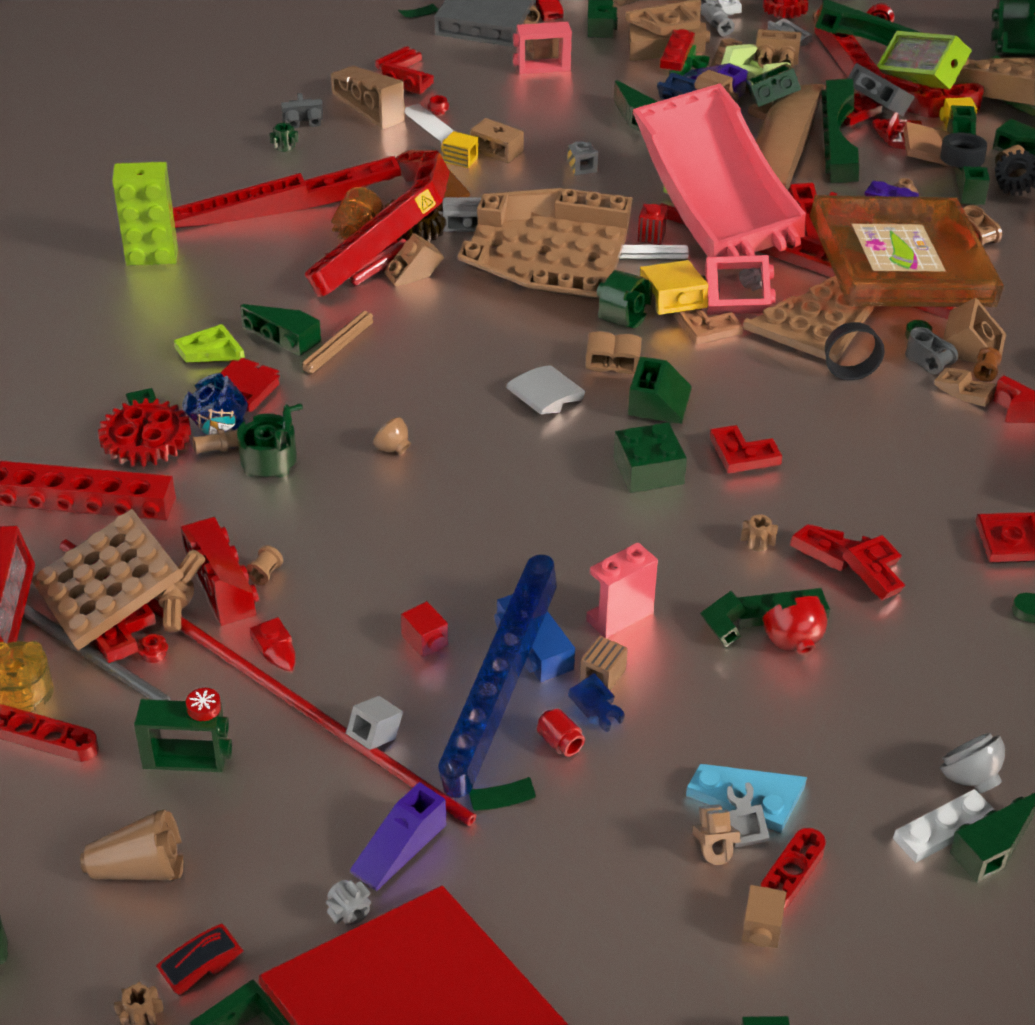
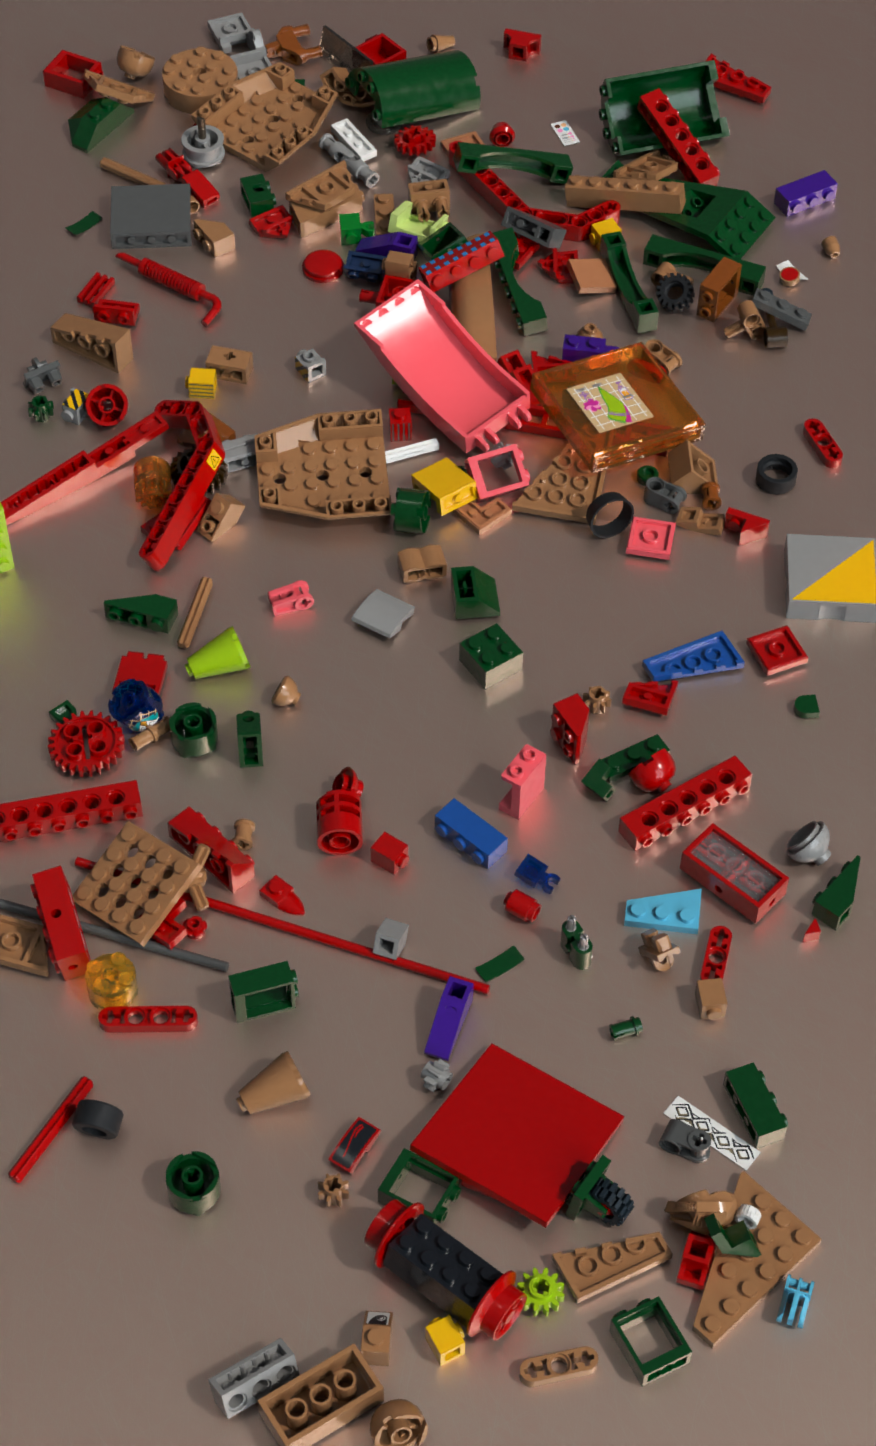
camera: 20 degrees left, 10 degrees up
(203, 704) = (277, 966): red tile -> none
(209, 345) = (93, 646): lime wing -> none
(284, 435) = (211, 720): dark green piece -> none
(320, 142) = (74, 407): none -> brick
(322, 460) = (249, 730): none -> dark green torso
(337, 383) = (218, 657): none -> lime cone
(349, 143) = (97, 405): none -> red cylinder
(383, 573) = (340, 815): none -> red cylinder
(428, 121) = (161, 357): white sticker -> none
(438, 104) = (157, 335): red plate -> none
(447, 353) = (289, 598): none -> coral piece
(481, 67) = (175, 281): none -> red piece
(497, 677) = (469, 883): clear blue beam -> none
(543, 31) = (222, 237): coral window -> none
(606, 42) = (273, 223): none -> red slope
(606, 660) = (529, 841): medium nougat brick -> none
(608, 794) = (576, 943): none -> dark green piece
(629, 99) = (334, 297): dark green slope -> none
(631, 920) = (626, 1028): none -> dark green pin
(642, 81) = (322, 266): none -> red piece
(677, 50) = (346, 225): red plate -> none
(711, 548) = (570, 726): none -> red slope
(741, 455) = (556, 633): red plate -> none
(747, 819) = (677, 932): light grey plate -> none
(783, 92) = (461, 261): none -> red brick
(824, 672) = (670, 810): none -> red brick
(857, 769) = (734, 873): none -> brick
(872, 564) = (686, 704): red plate -> none
(897, 389) = (650, 538): none -> coral plate
(902, 520) = (695, 658): none -> blue wing
(925, 58) = (563, 190): lime brick -> none
(938, 827) = (800, 897): white plate -> none
(940, 874) = (813, 932): none -> red piece
(950, 28) = (565, 133): none -> white sticker
(963, 150) = (626, 291): black tyre -> none

